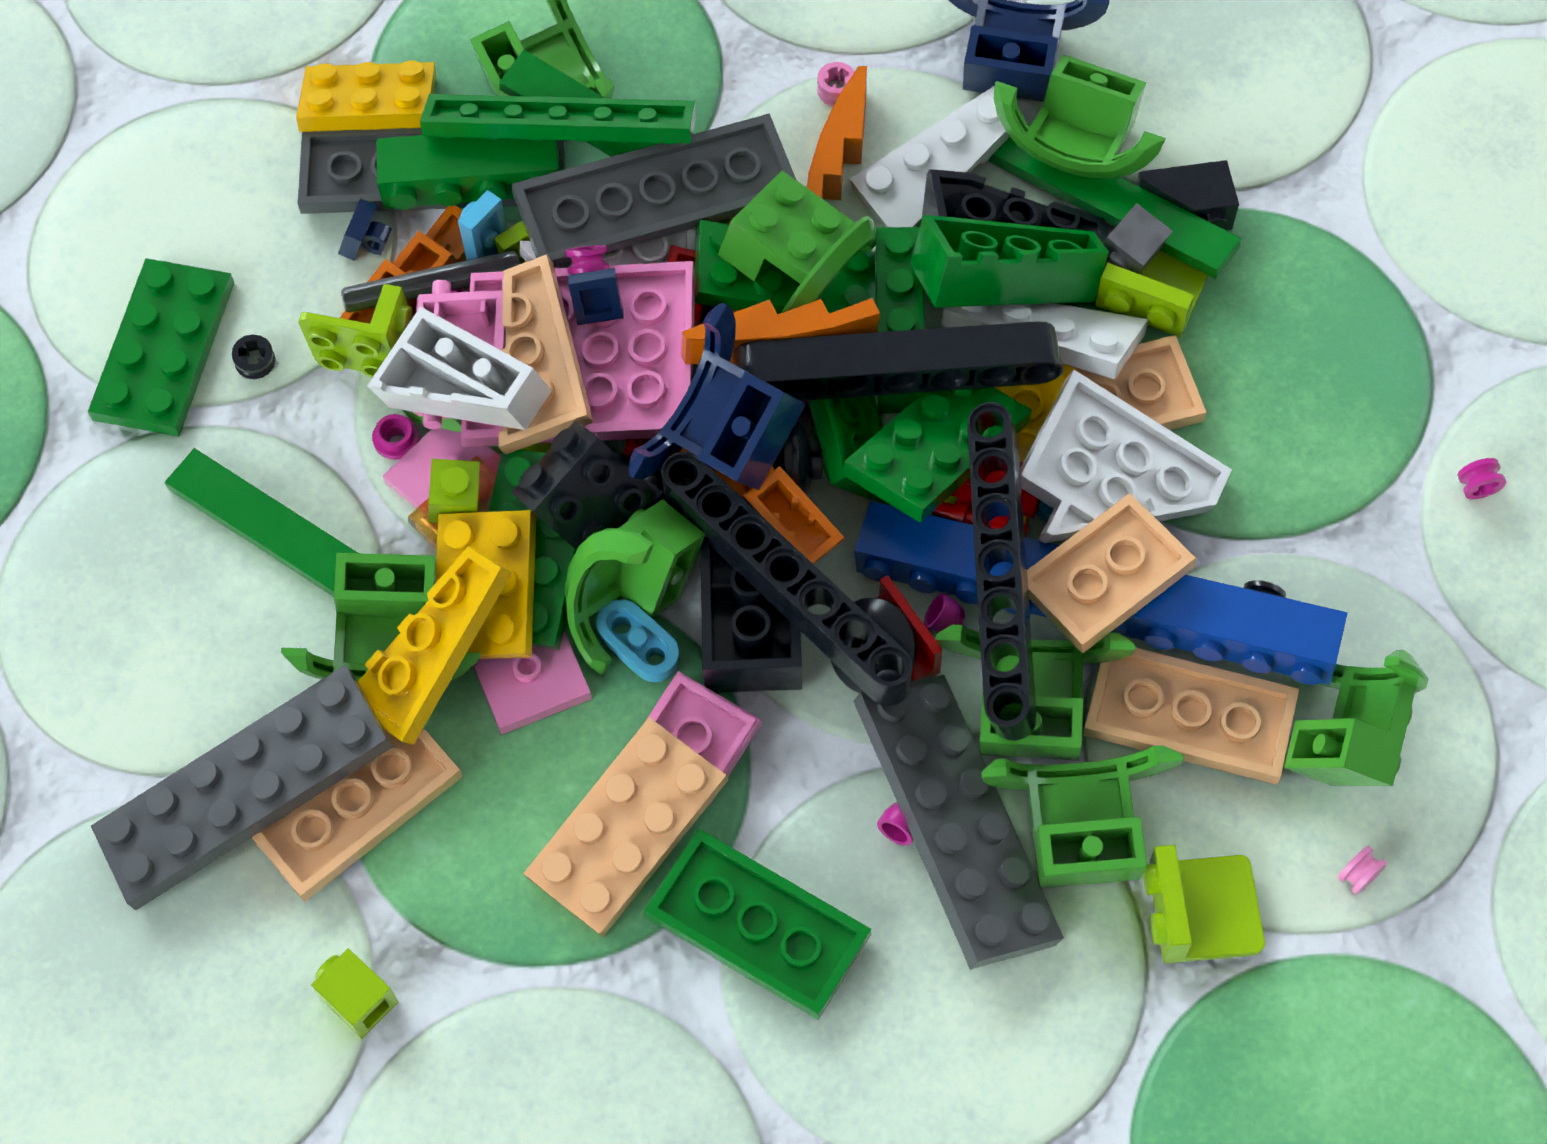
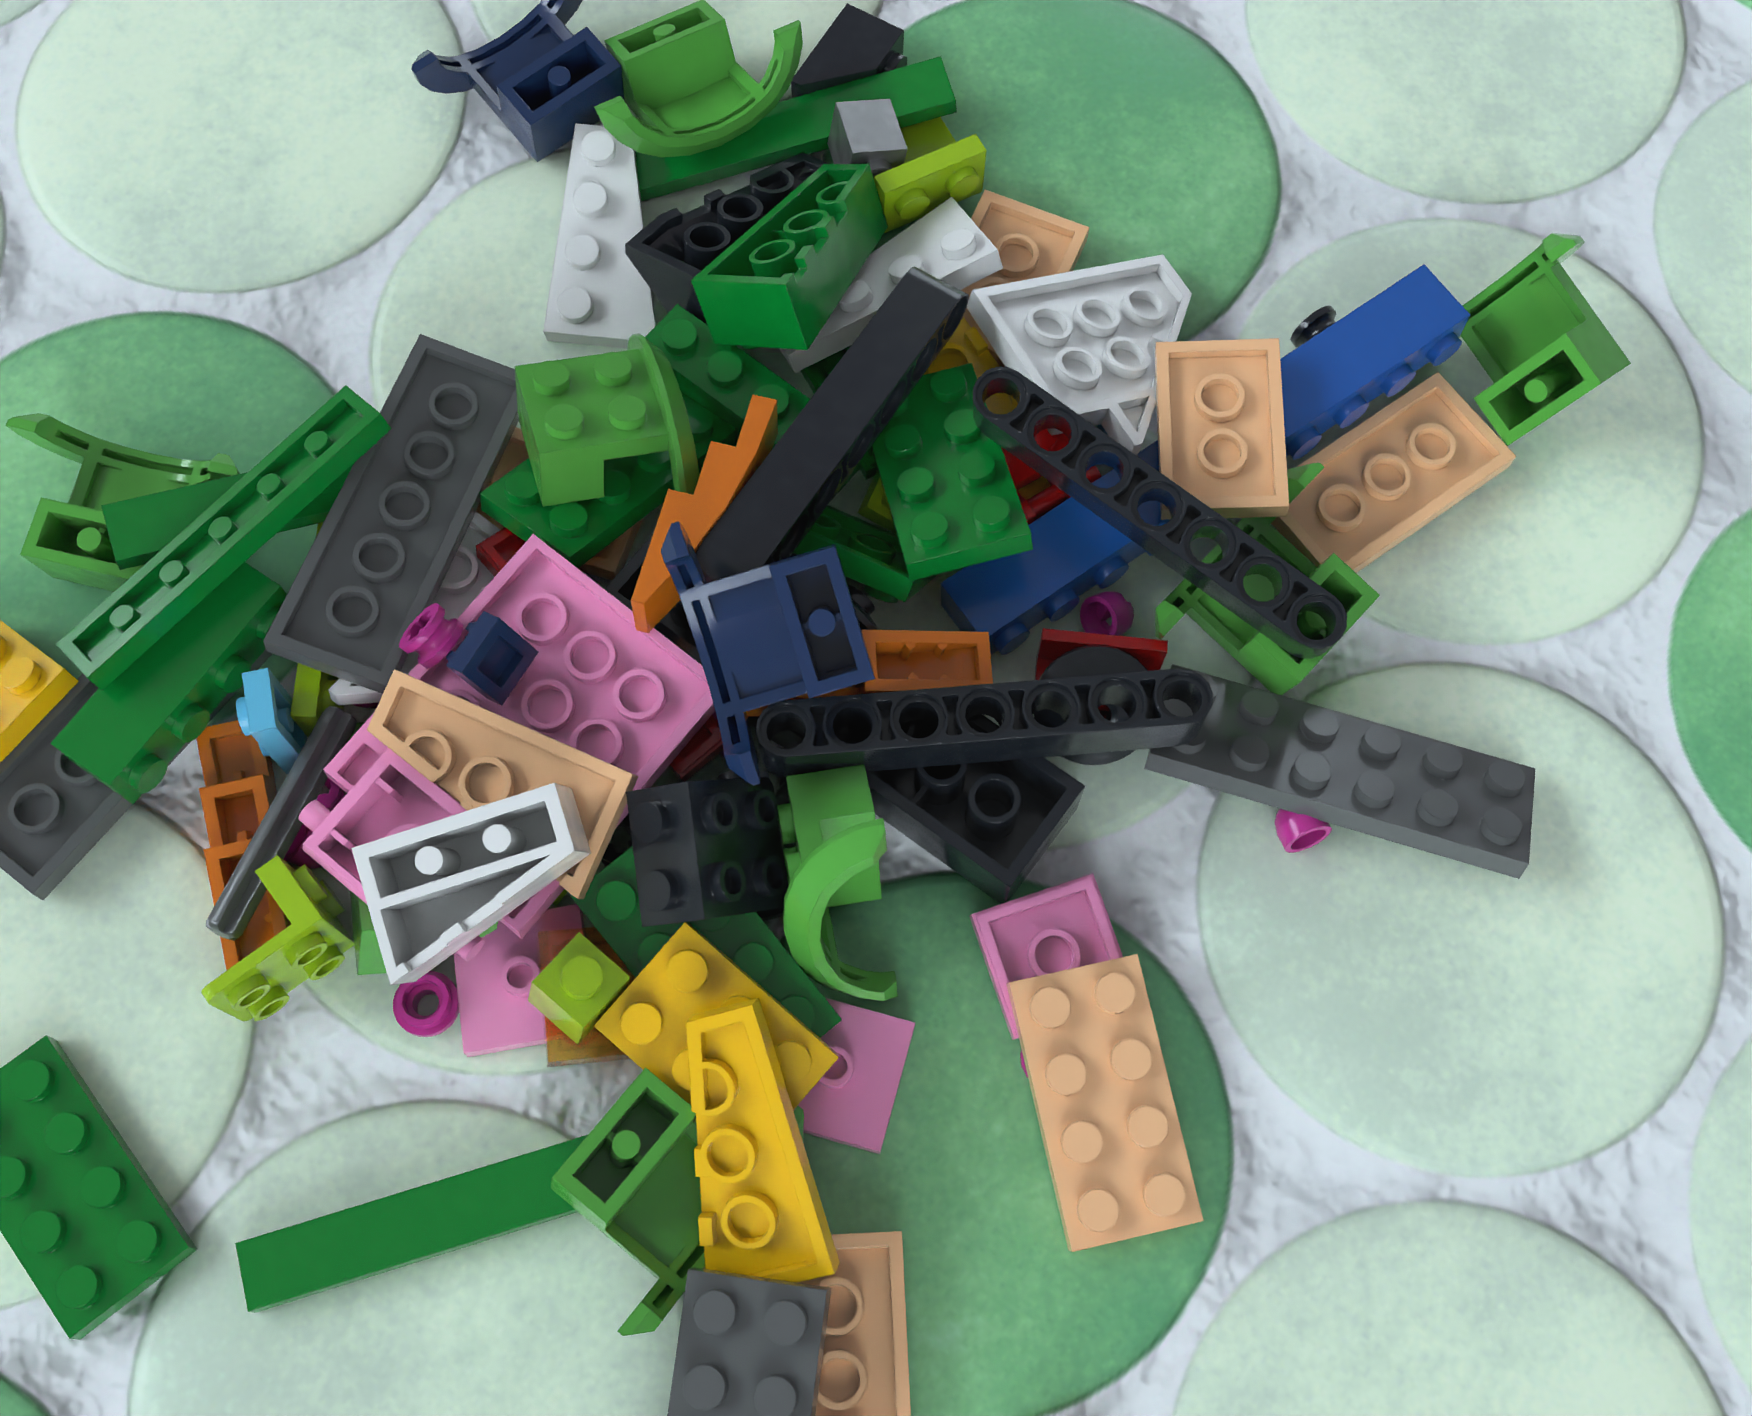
camera: 55 degrees left, 5 degrees up
(251, 343) = (175, 1108): black bush -> none
(364, 232) = (137, 850): dark blue tile -> none
(640, 642) = (893, 924): medium azure plate -> none
(758, 923) = (1309, 1048): green plate -> none
(831, 72) = (412, 248): bright pink bush -> none
(840, 139) = (493, 299): orange slope -> none
(1084, 814) = (1433, 655): bright green piece -> none
(1203, 906) = (1594, 623): lime bracket -> none
(1362, 870) = (1654, 462): bright pink bush -> none
(1481, 478) = (1340, 72): dark pink bush -> none

